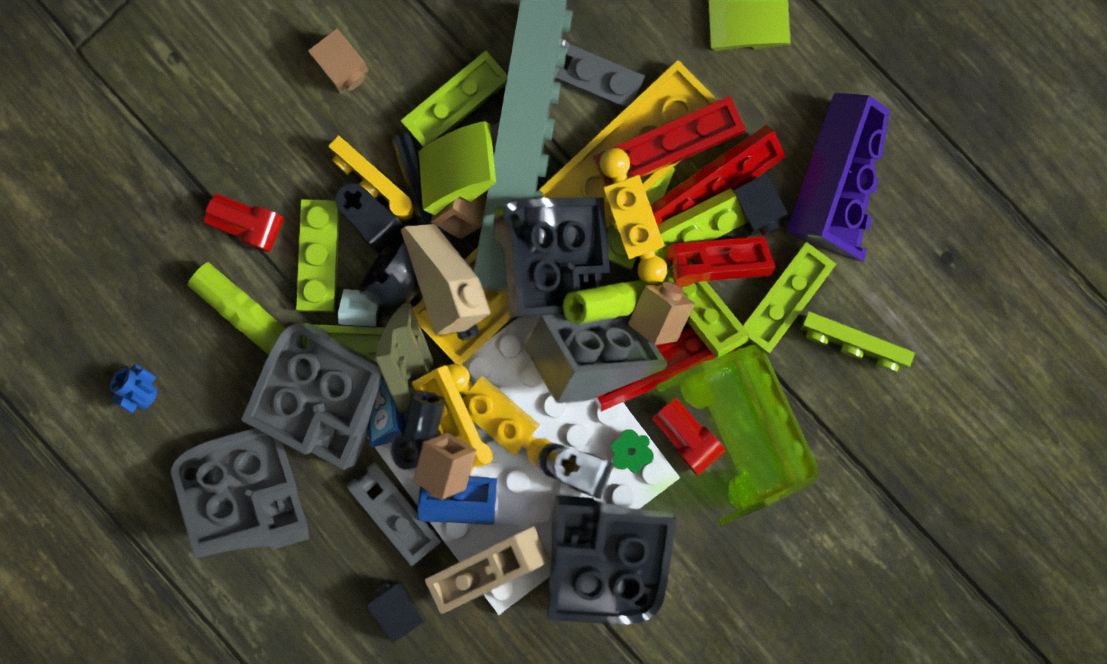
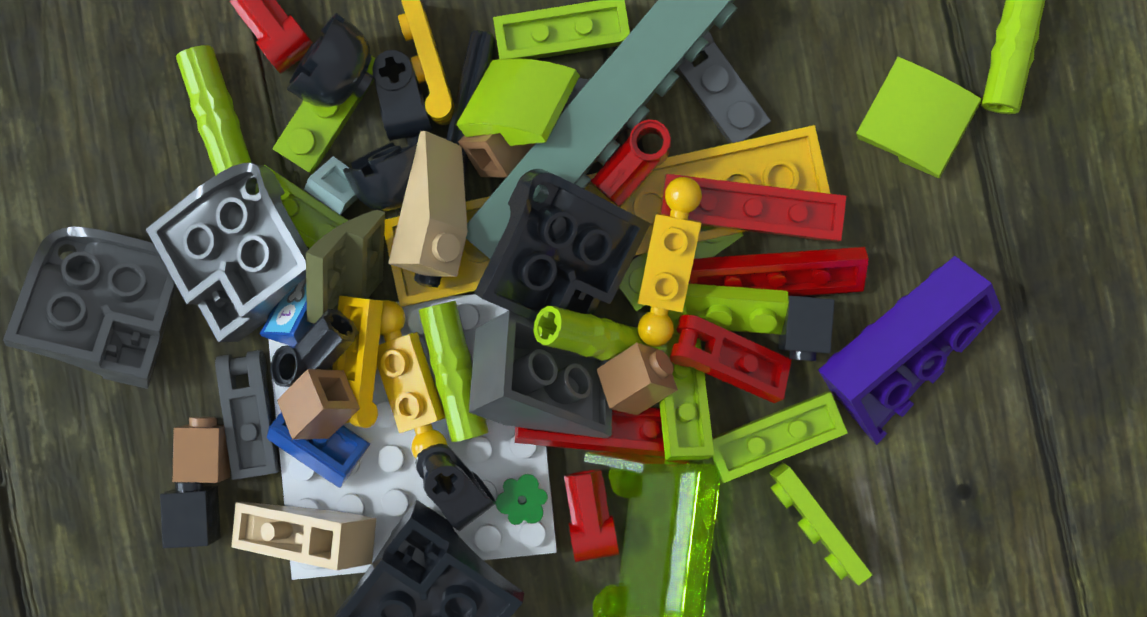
camera: 25 degrees right, 5 degrees up
(133, 388) = (58, 130): blue gear -> none
(309, 220) = (333, 66): none -> black cylinder
(376, 559) = (200, 452): none -> medium nougat brick
(525, 387) = (452, 369): none -> lime axle
(564, 165) = (631, 166): none -> red piece

